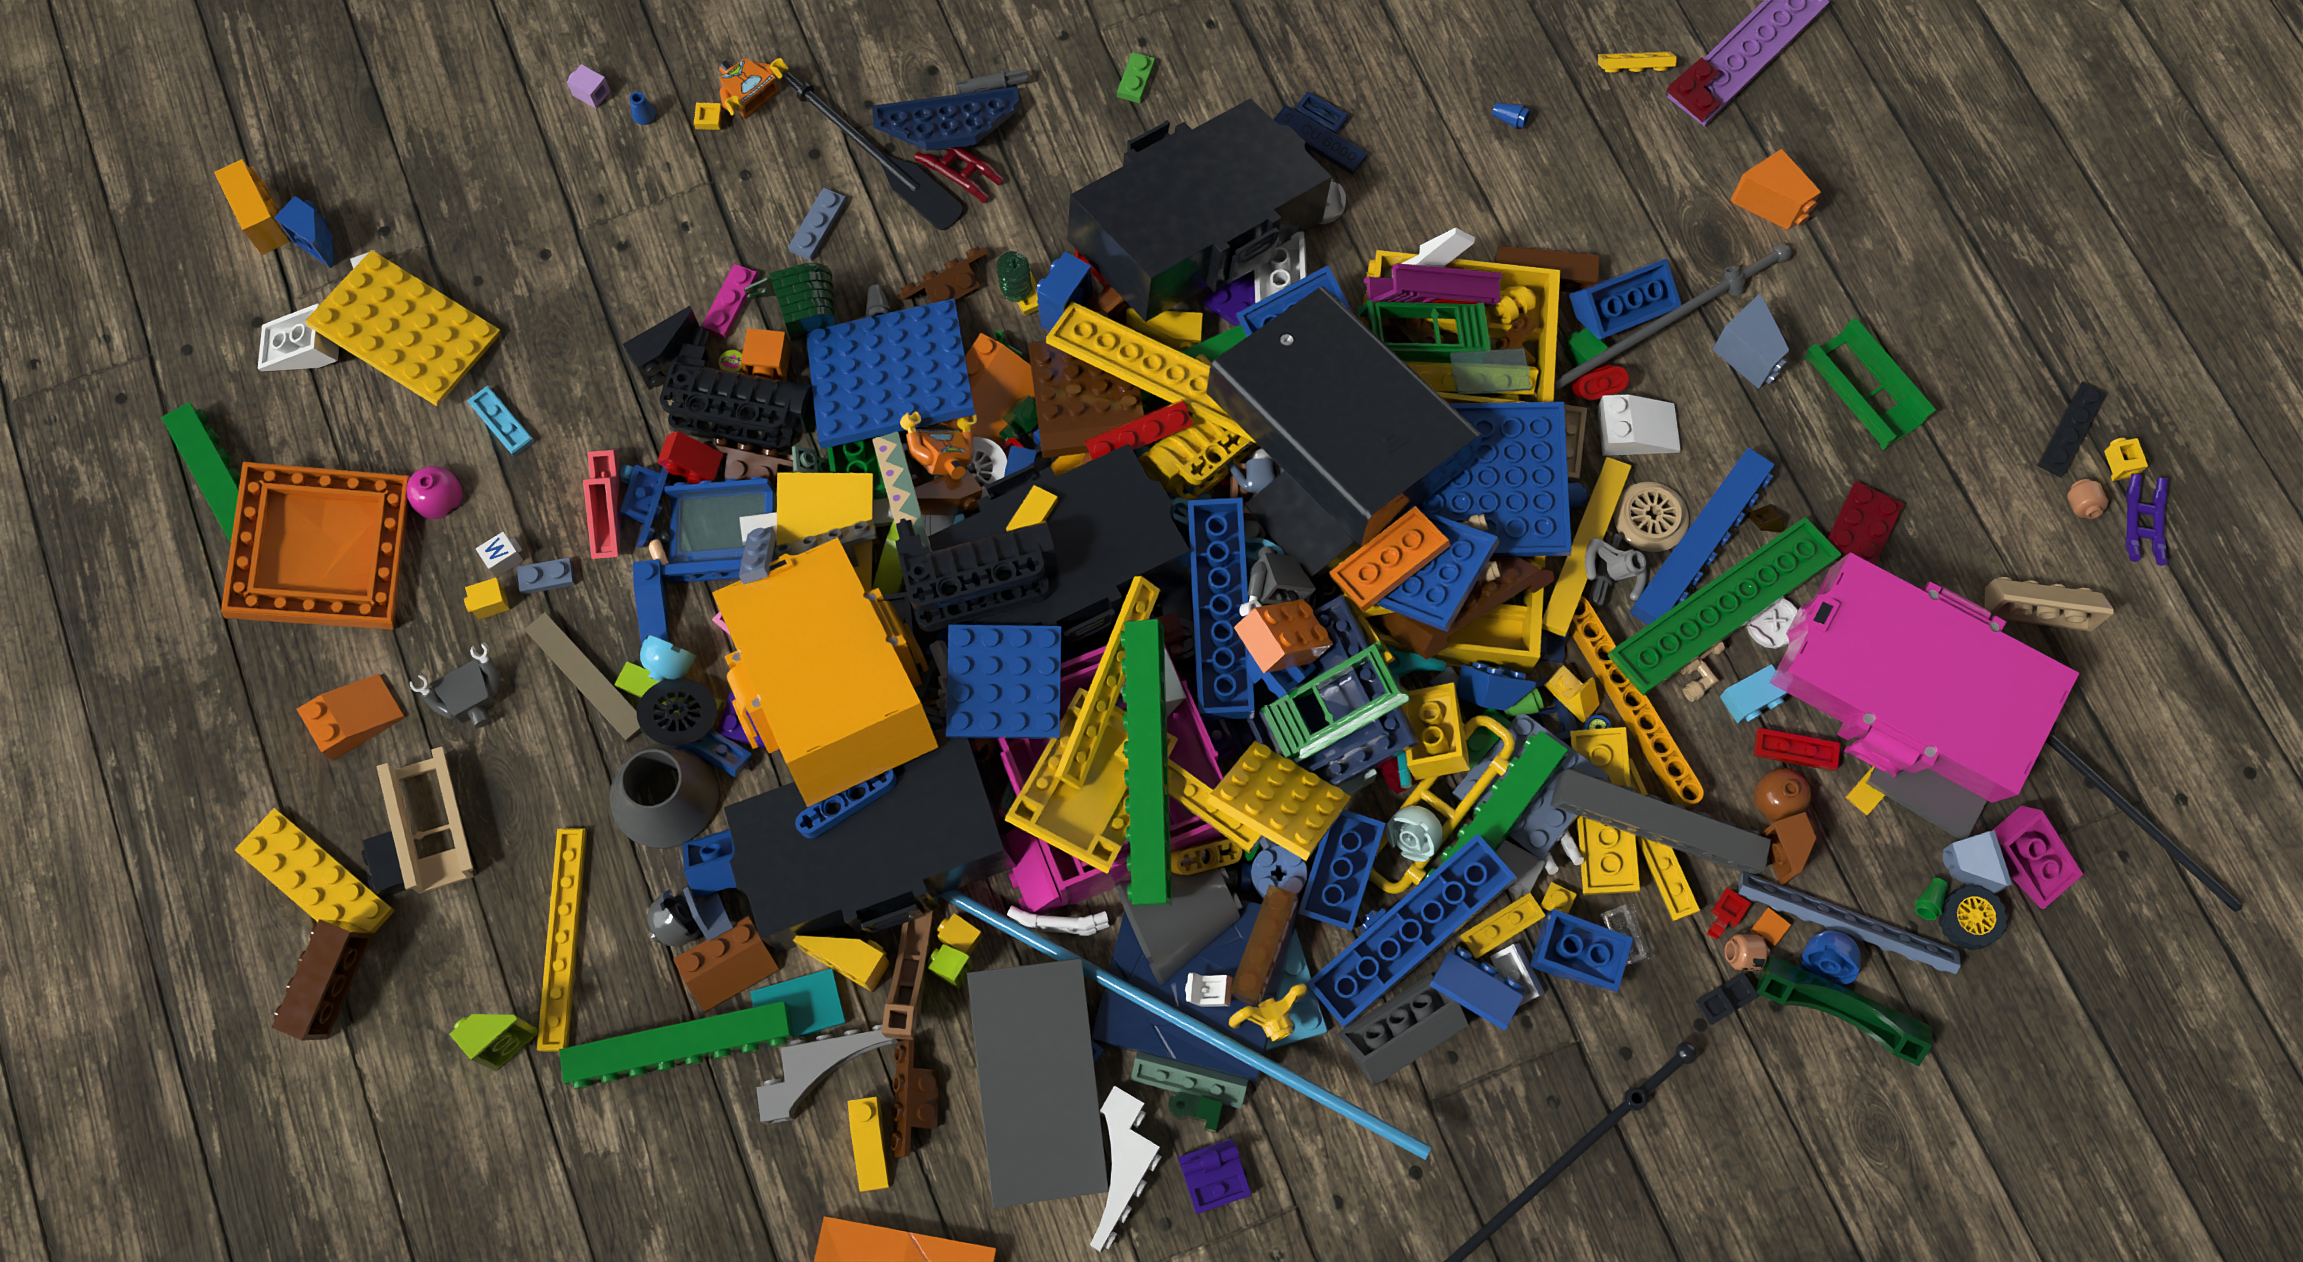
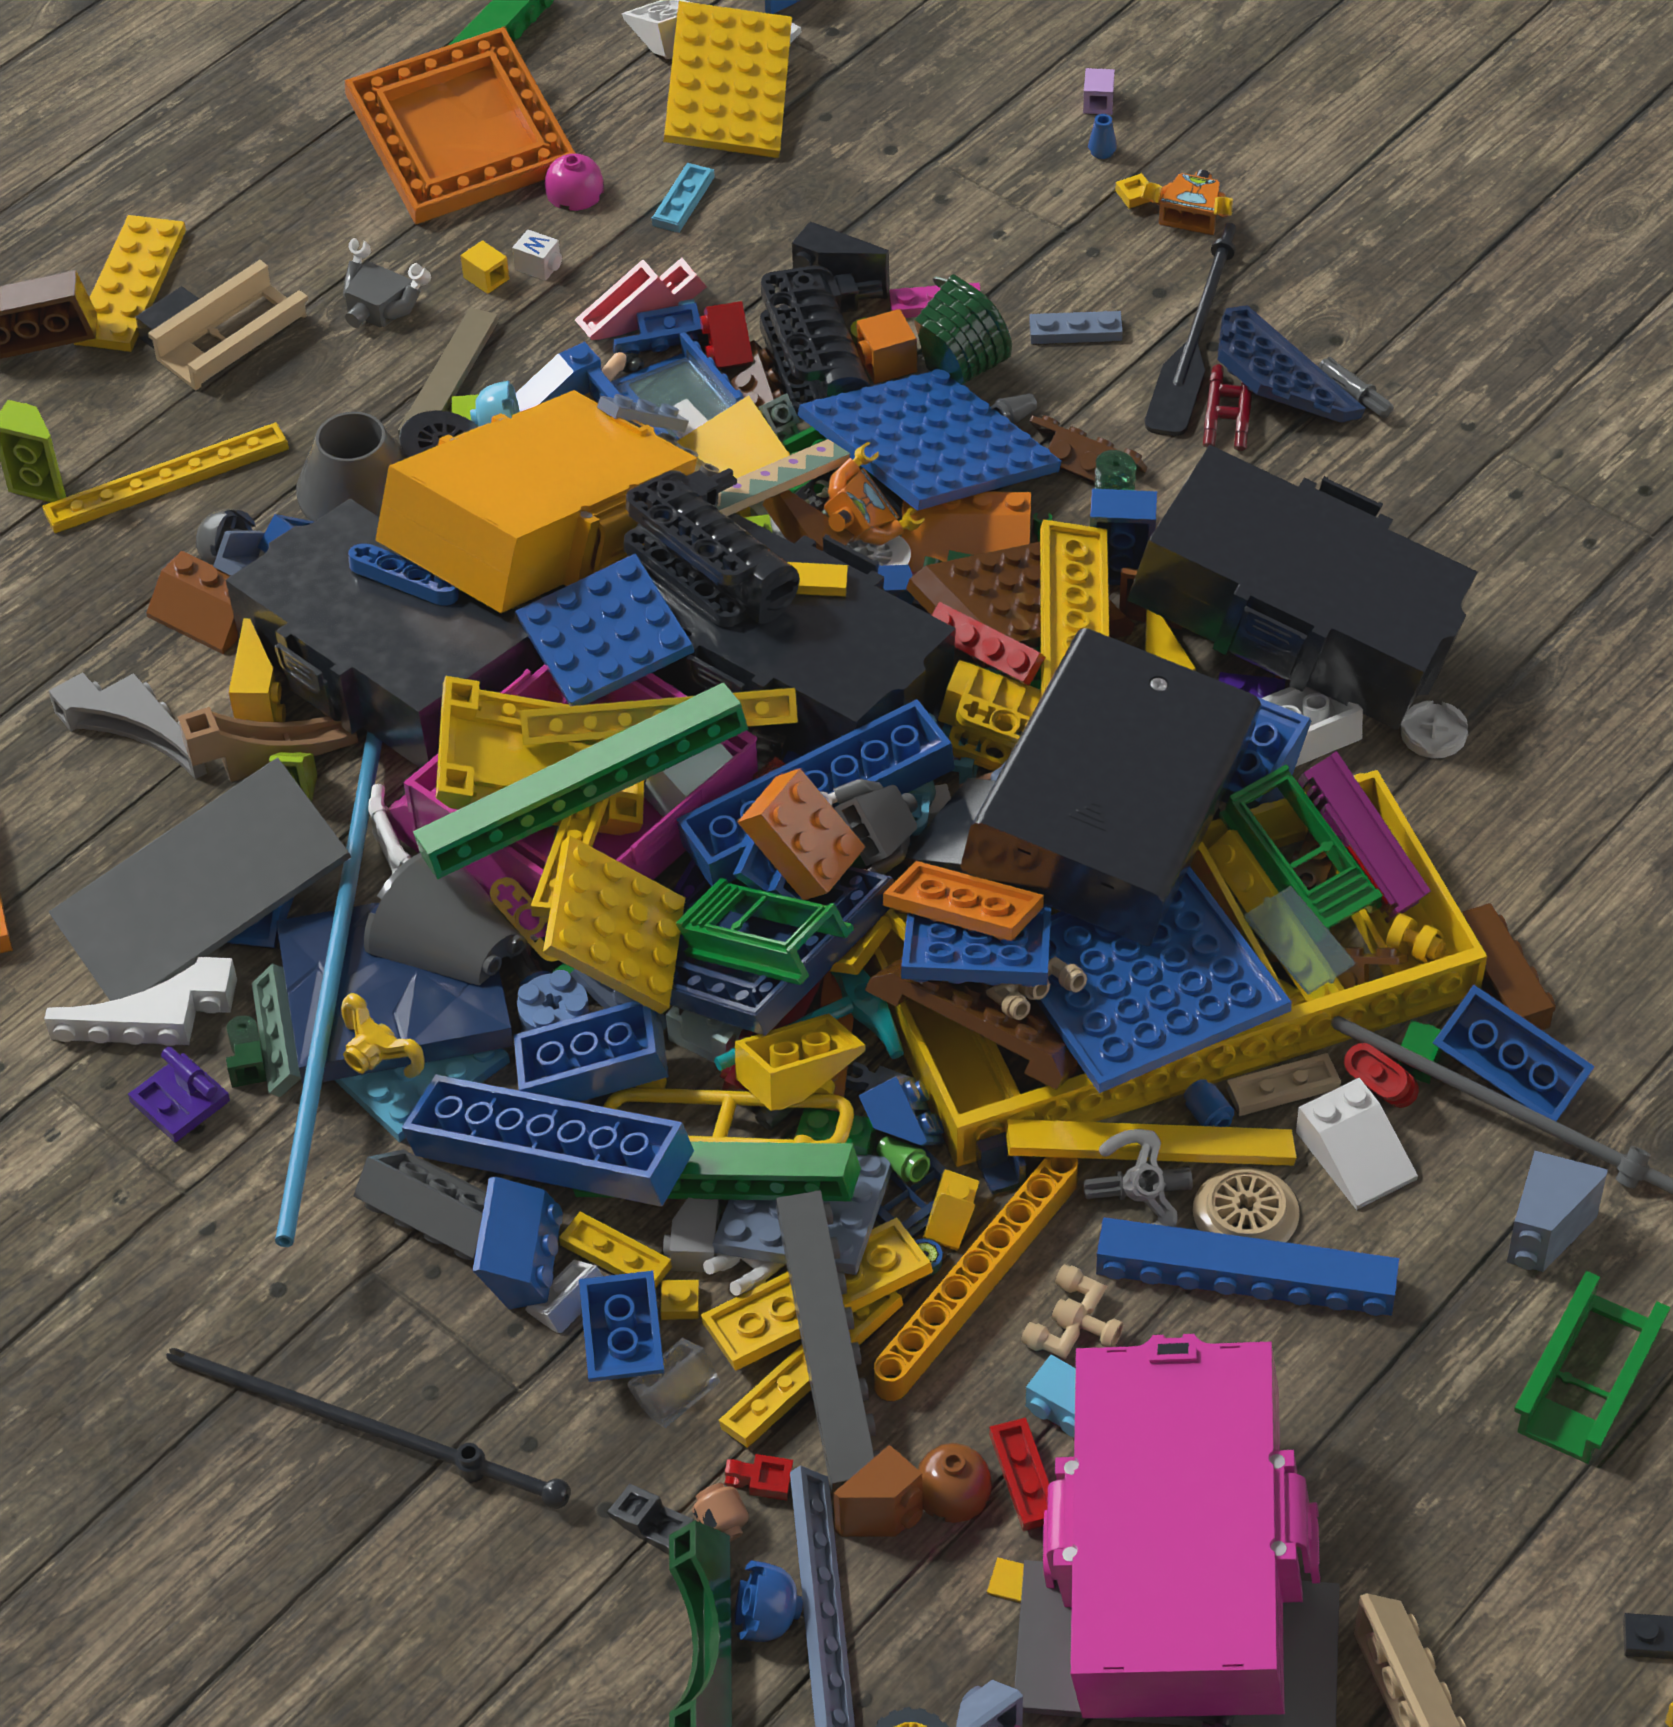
camera: 65 degrees right, 20 degrees down
(350, 715) = (303, 228): orange slope -> none
(545, 576) = (538, 300): sand blue plate -> none
(676, 1044) = (99, 601): green brick -> none
(812, 1001) = (186, 678): teal tile -> none
(868, 1143) = (74, 790): yellow slope -> none
(915, 1098) = (138, 812): reddish brown bracket -> none
(959, 934) = (333, 772): yellow brick -> none
(1136, 77) = (1462, 505): bright green plate -> none
(1208, 990) = (374, 978): white bracket -> none
(1264, 945) = (451, 1004): clear orange brick -> none
(1320, 116) = (1548, 703): dark blue tile -> none
(1322, 140) = (1512, 695): dark blue tile -> none
(1415, 832) = (681, 1100): light aqua cylinder -> none
(1440, 250) = (1409, 813): white slope -> none
(1723, 606) = (1151, 1303): green plate -> none
(1767, 519) = (1323, 1332): dark brown slope -> none
(1770, 927) = (771, 1534): orange tile -> none
(1864, 523) = (1388, 1442): dark red plate -> none
(1931, 901) = (904, 1693): green cone -> none
(2087, 499) = (1605, 1686): nougat head -> none

